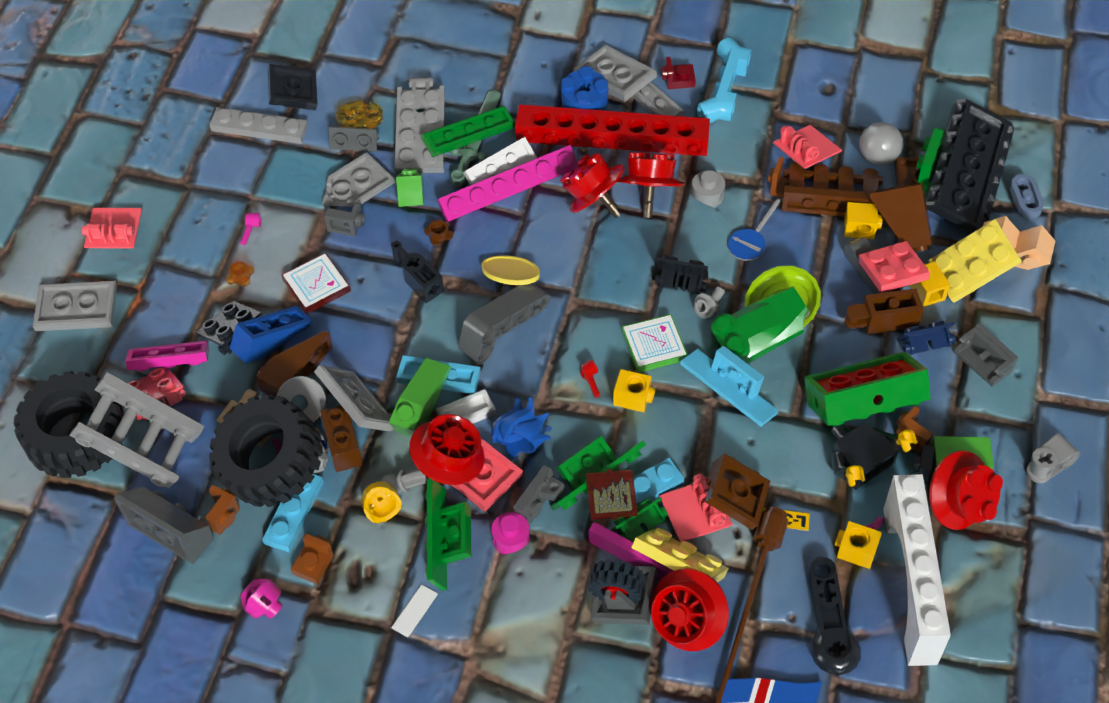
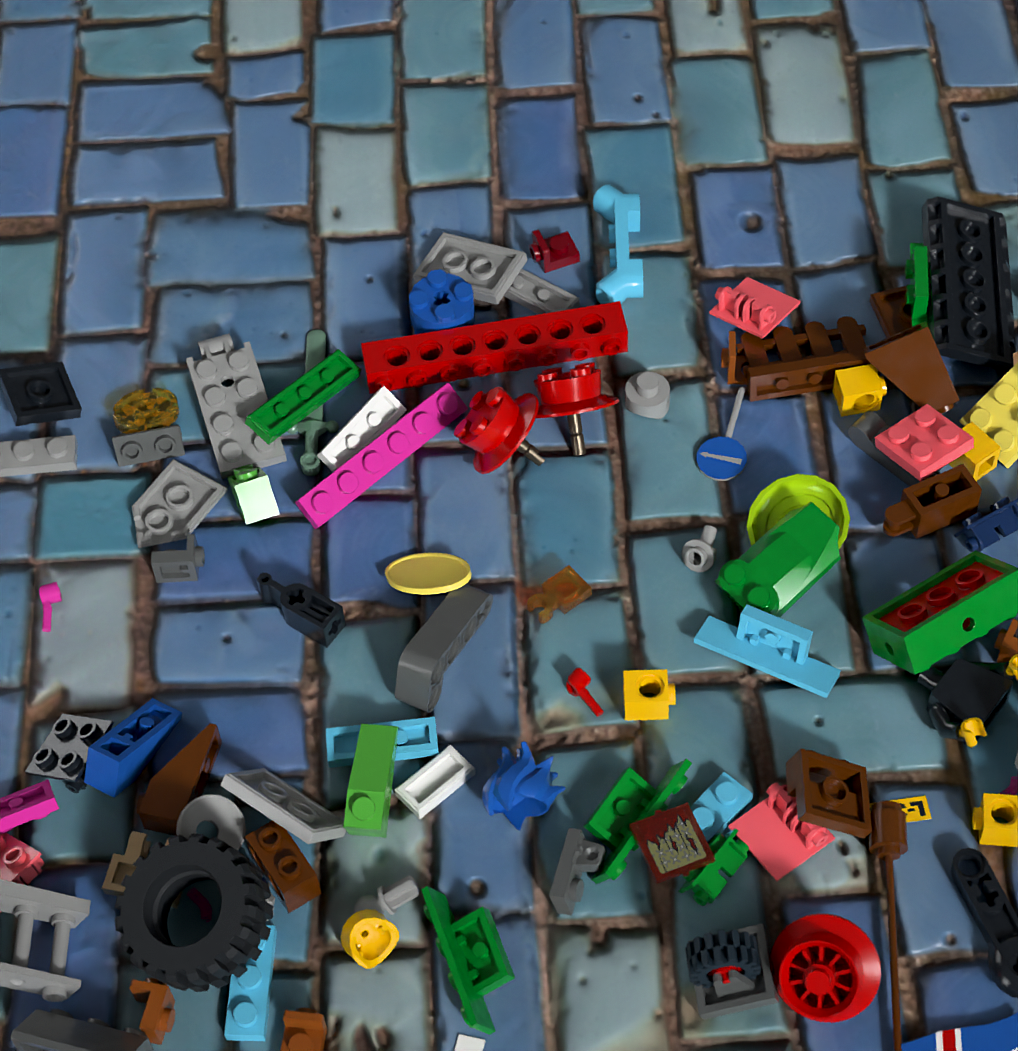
camera: 15 degrees left, 0 degrees up
(241, 269) = (57, 666): clear orange plate -> none
(316, 283) = (168, 659): white tile -> none
(440, 227) = (309, 538): reddish brown plate -> none
(448, 450) = (437, 842): red piece -> none
(493, 481) = (490, 862): coral plate -> none
(510, 533) = (554, 931): dark pink piece -> none
(600, 306) = (561, 591): none -> clear orange plate
(622, 549) = (720, 912): dark pink tile -> none
(654, 343) = (649, 623): white tile -> none
(676, 555) = (784, 899): light yellow plate -> none
(694, 269) = (672, 512): black hinge -> none
(881, 143) = (849, 281): light grey piece -> none

